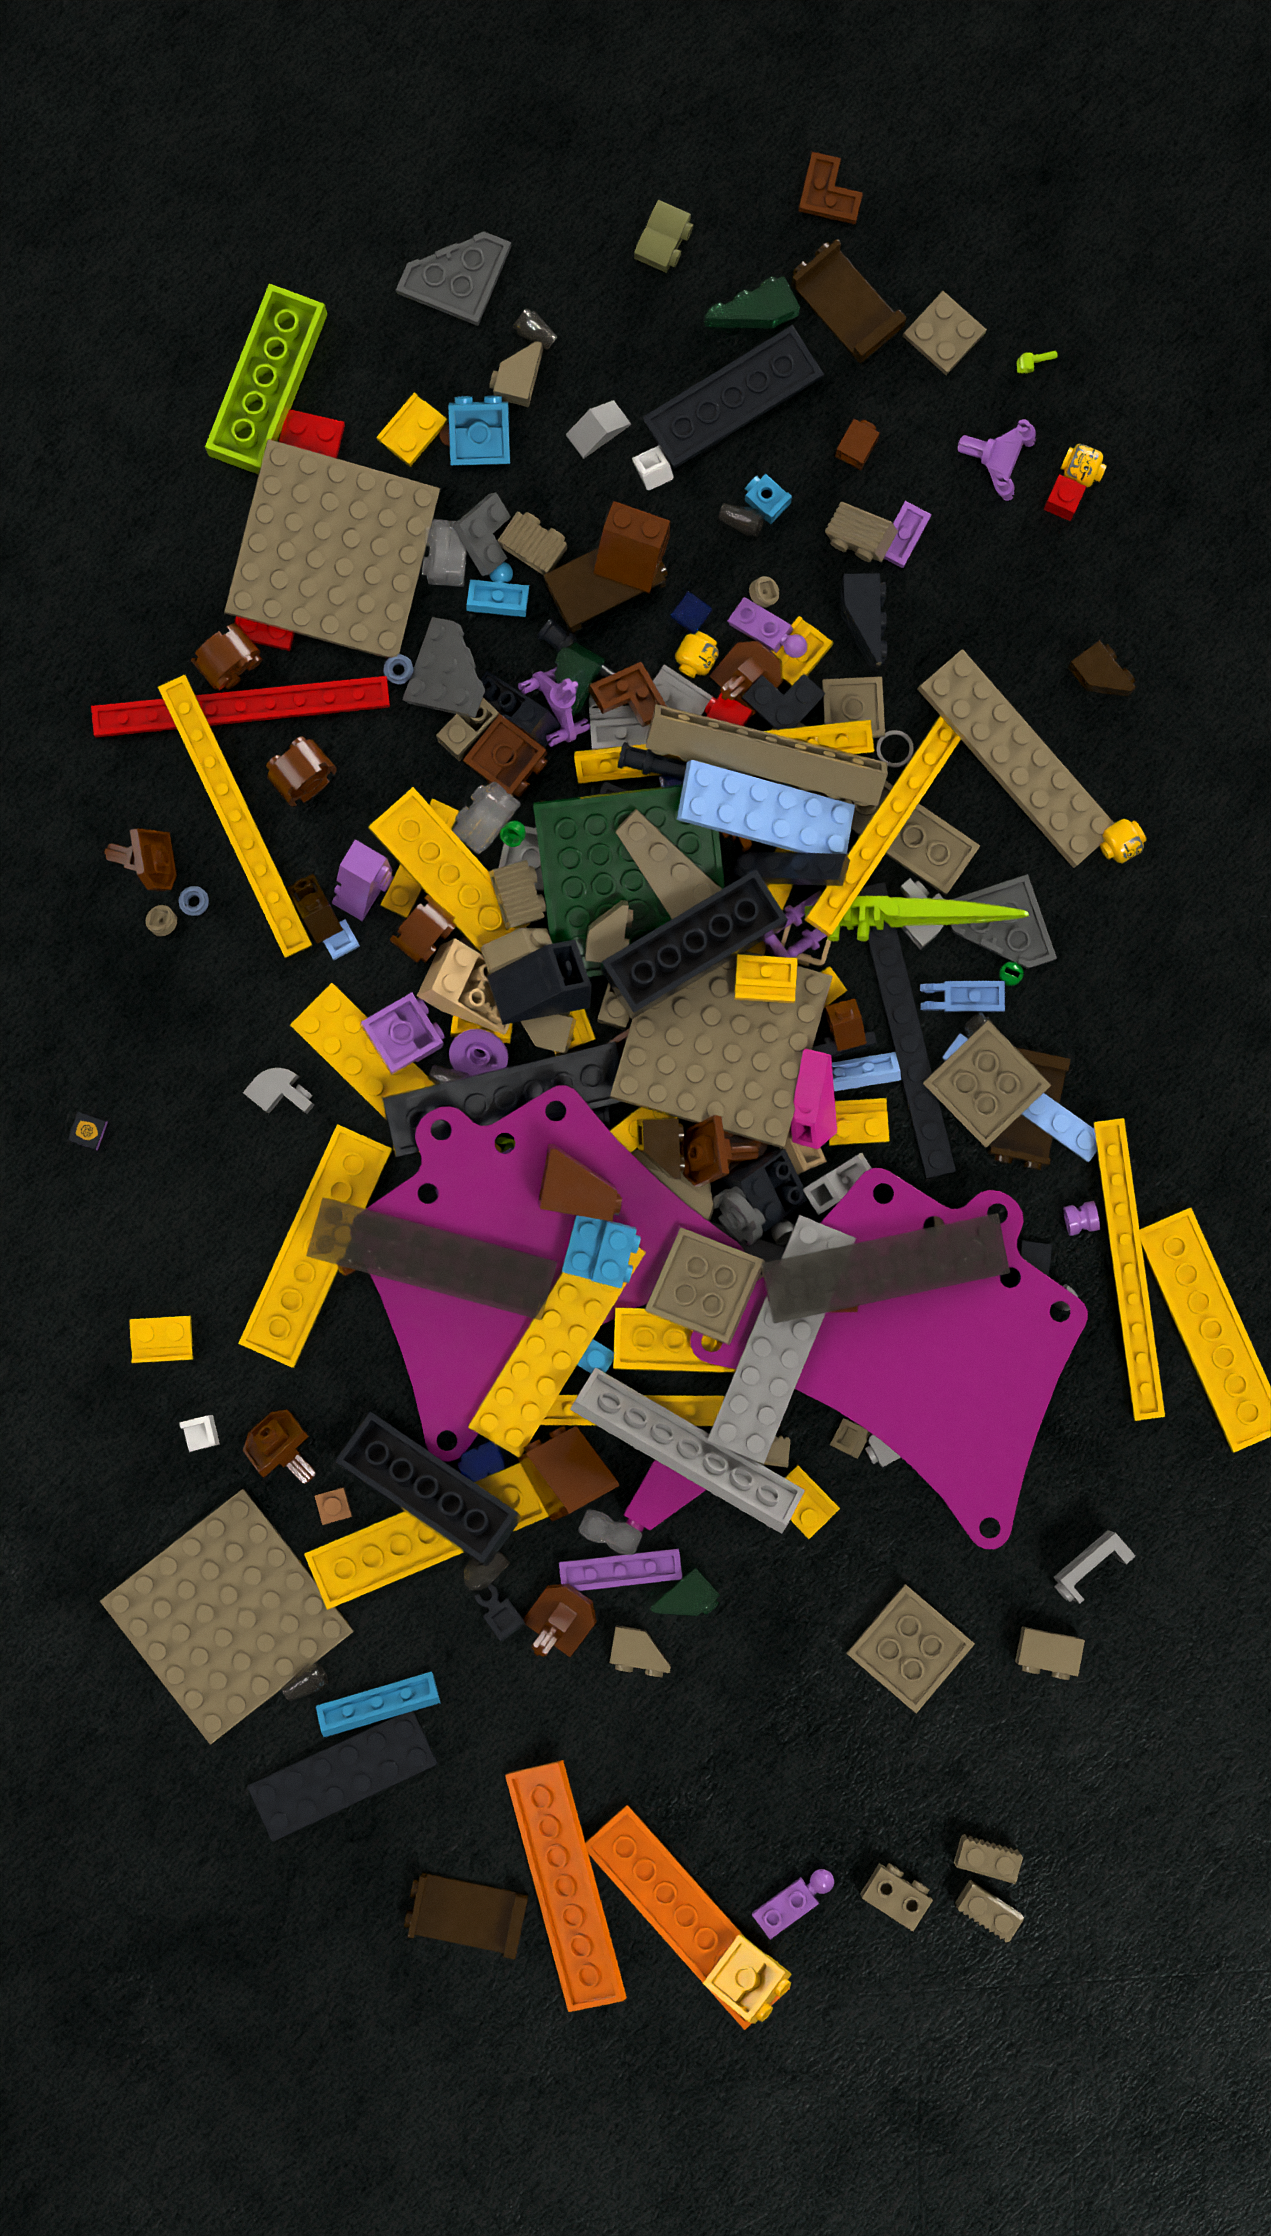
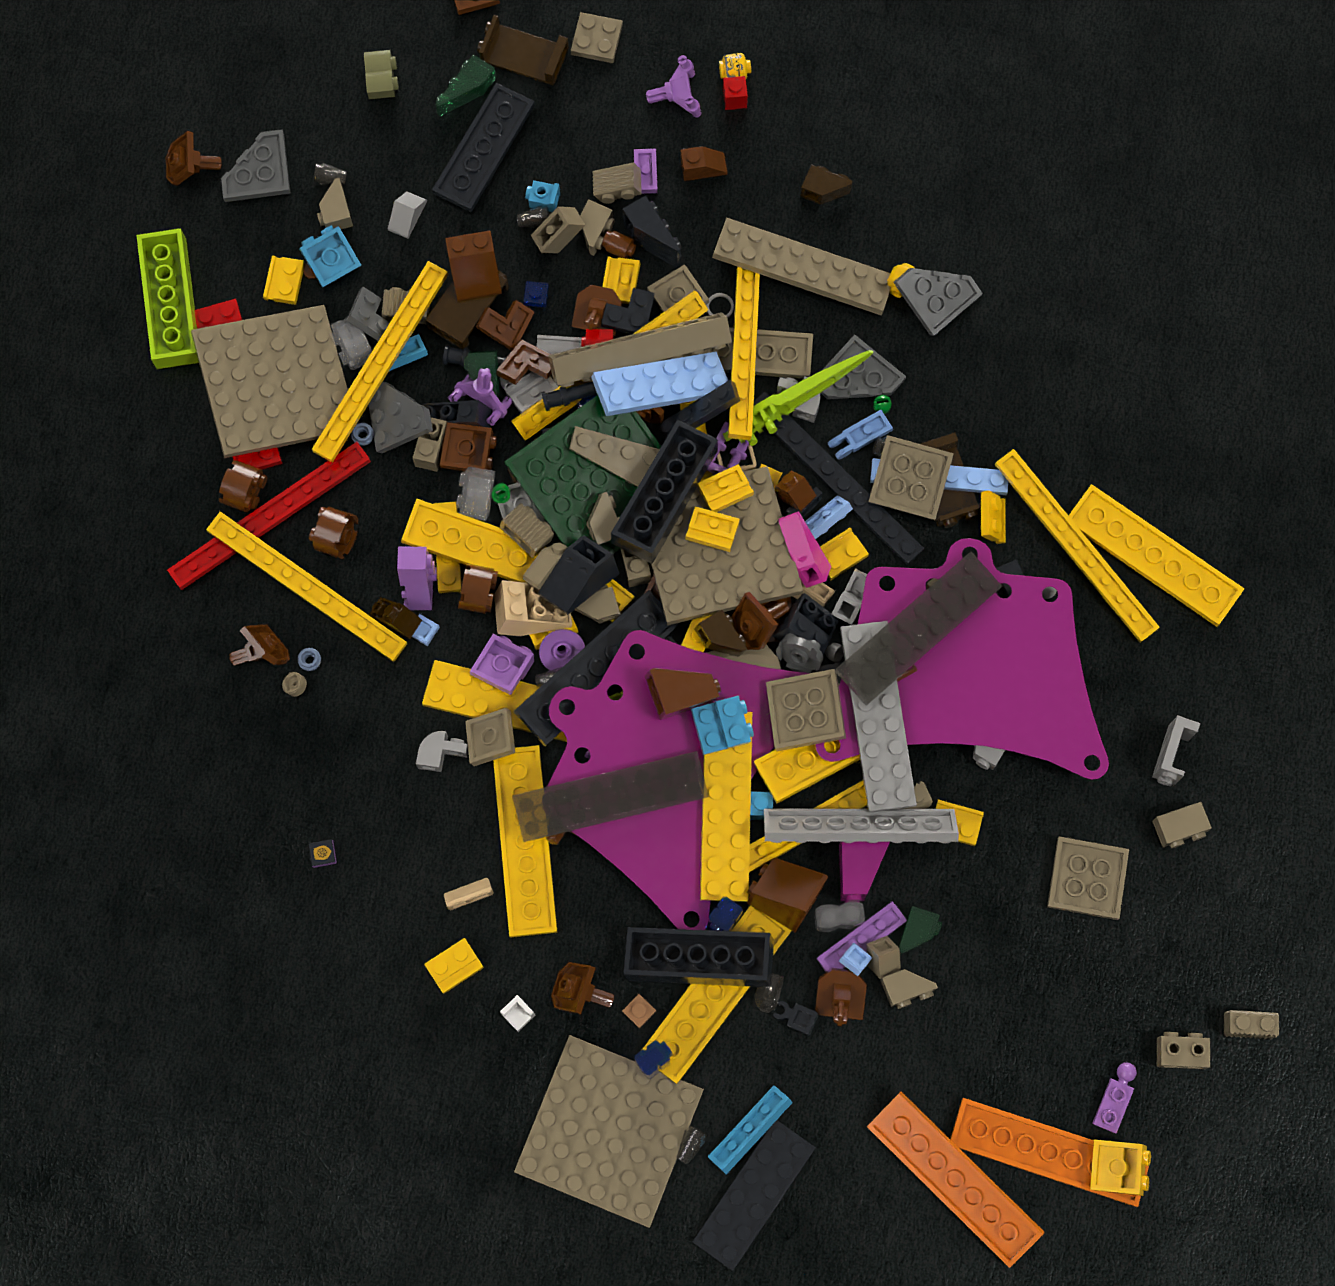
camera: 30 degrees left, 10 degrees down
(221, 1268) = (468, 894): none -> tan slope
(313, 1572) = (654, 1058): none -> clear blue brick
(342, 1109) = (490, 737): none -> dark tan plate
(374, 218) = (184, 160): none -> reddish brown piece
(464, 597) = (380, 361): none -> yellow plate
(466, 1914) = (898, 1241): dark brown panel -> none
(598, 1590) = (855, 959): none -> light blue tile
(632, 1604) = (885, 957): none -> dark tan panel
(634, 639) = (506, 329): none -> reddish brown plate
(653, 468) = (457, 219): white slope -> none
(696, 654) = (555, 316): yellow head -> none
(722, 1018) = (712, 529): none -> yellow plate
(758, 552) = (558, 230): none -> dark tan brick
(764, 591) = (576, 254): dark tan tile -> none
(767, 628) = (596, 274): medium lavender plate -> none
(806, 566) = (597, 222): none -> dark tan slope
(820, 608) = (618, 244): none -> reddish brown brick
(850, 1438) = (962, 761): dark tan plate -> none
(857, 443) = (581, 132): reddish brown brick -> none
(976, 563) = (702, 163): none -> reddish brown slope
(988, 1859) = (1228, 989): dark tan brick -> none
(1026, 362) = (659, 25): lime hand -> none
(1054, 1181) = (993, 517): none -> yellow plate
(1082, 1218) = (1025, 531): medium lavender wheel -> none
(1150, 883) = (936, 296): none -> dark grey plate

